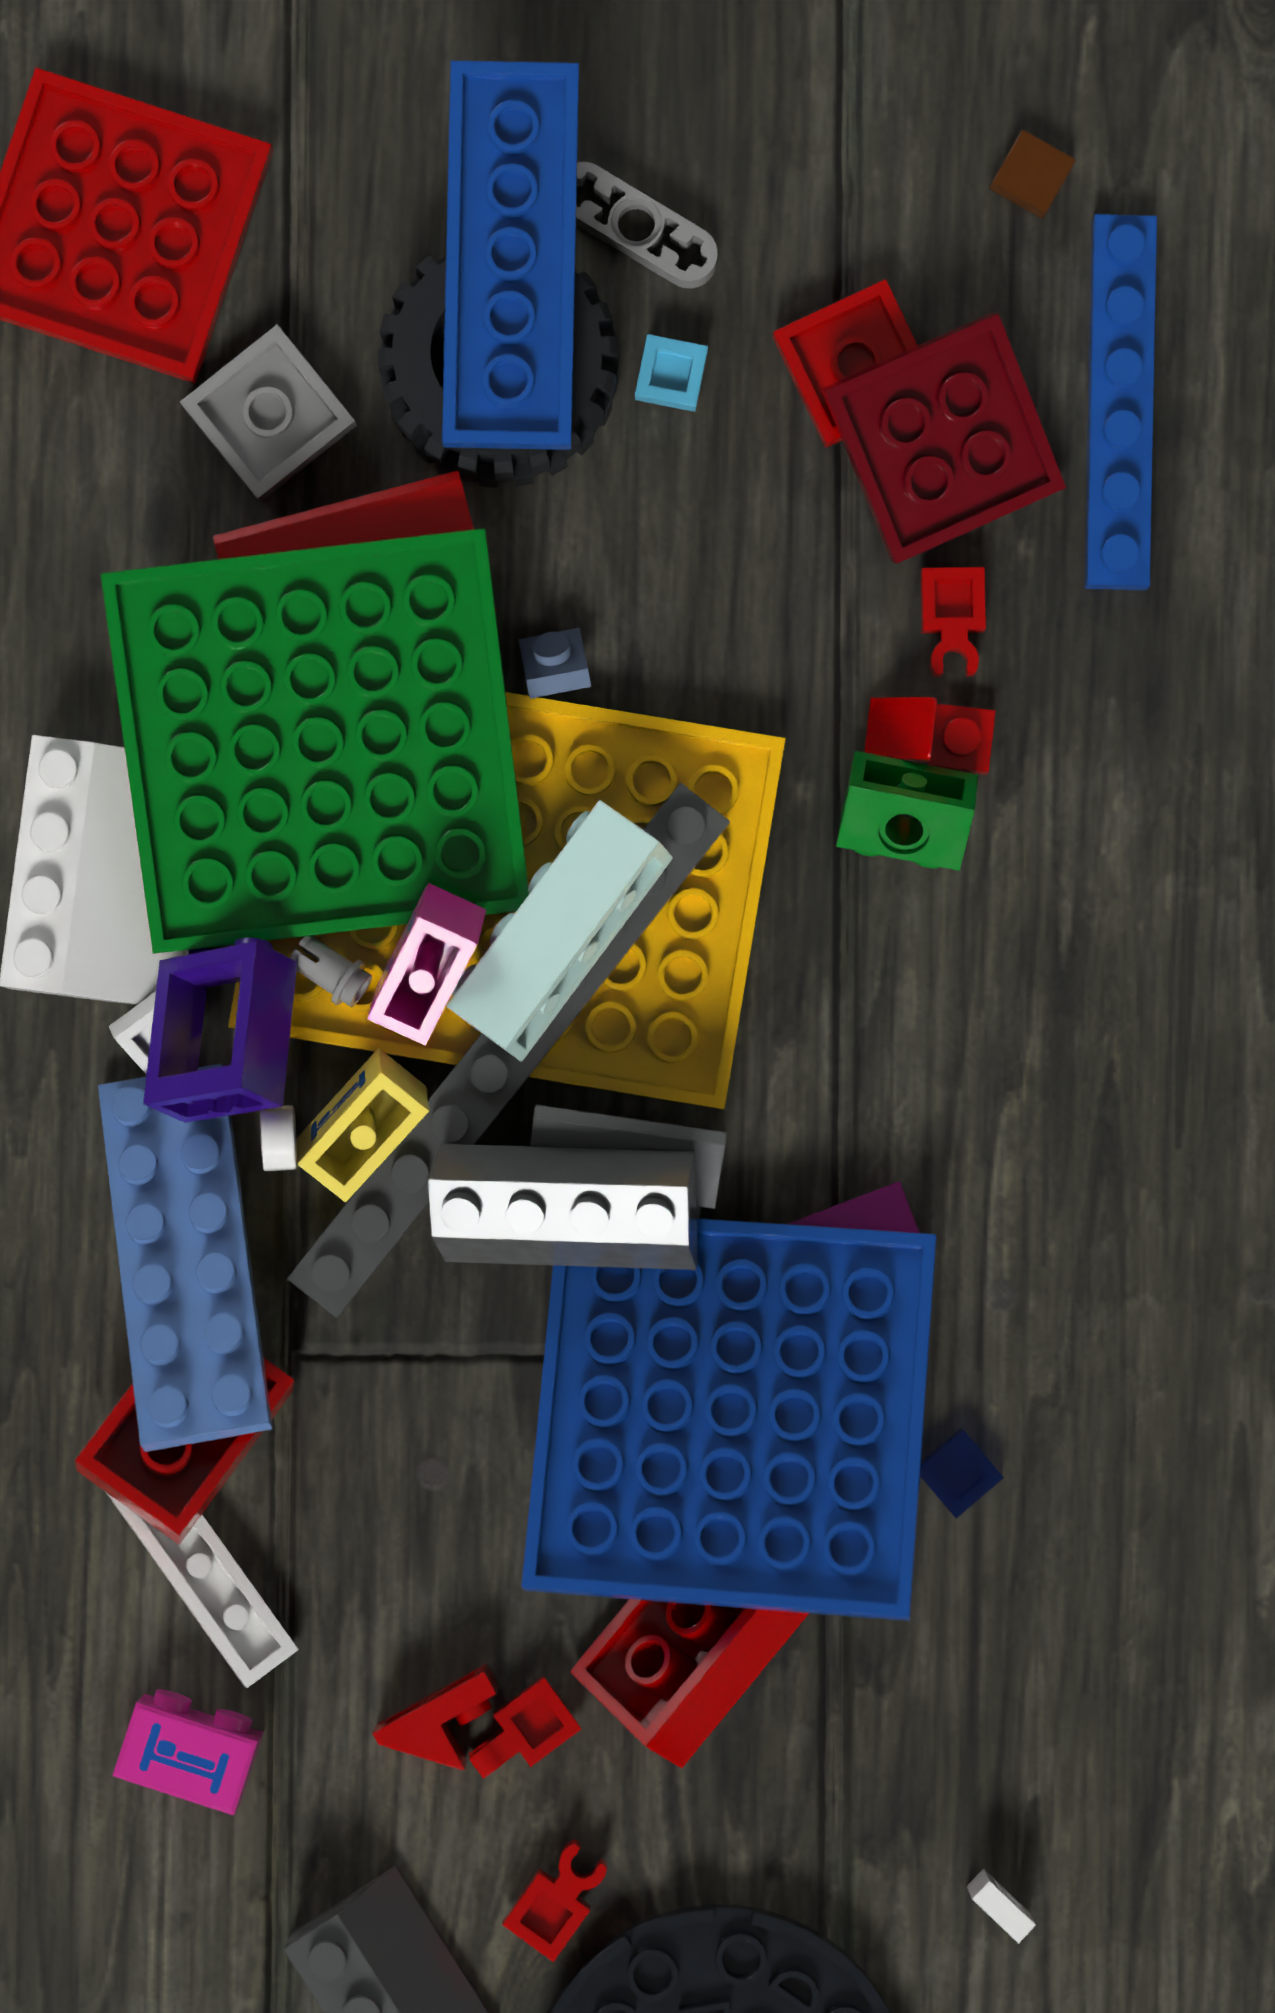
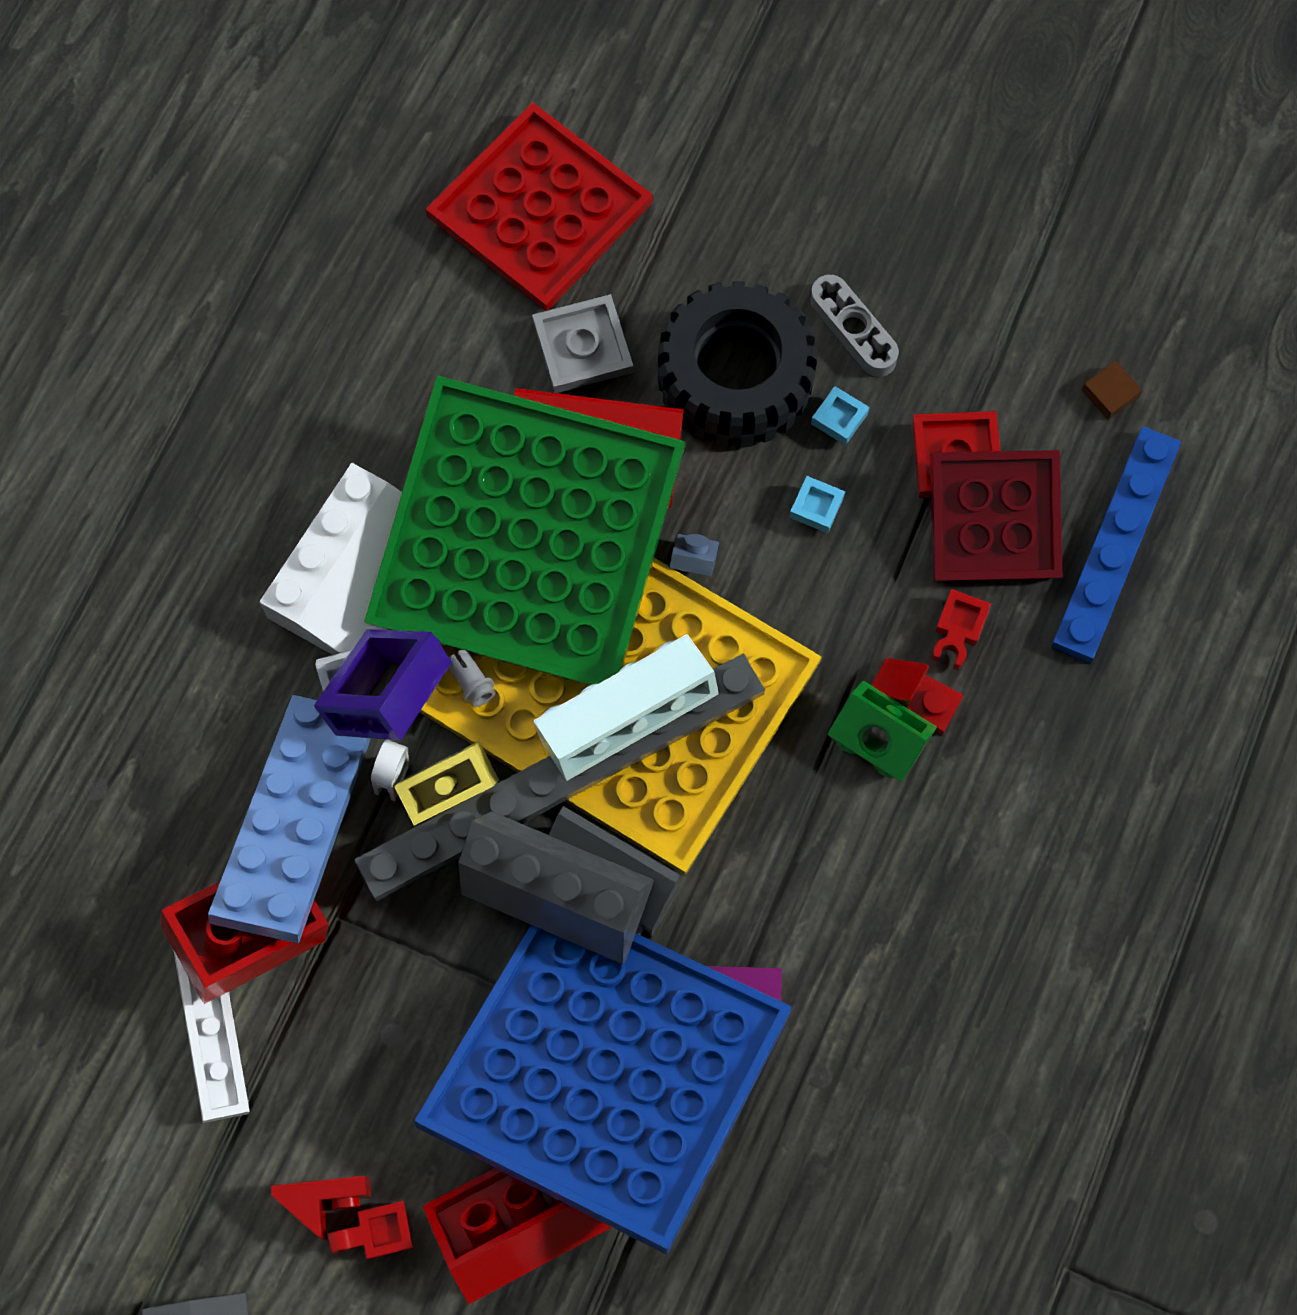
camera: 20 degrees right, 15 degrees down
(189, 1751) = (145, 1149): dark pink brick -> none
(426, 964) = (532, 692): dark pink brick -> none
(510, 255) = (769, 296): blue plate -> none
(692, 518) = (817, 504): none -> medium azure plate
(959, 1473) = (742, 1183): clear blue tile -> none

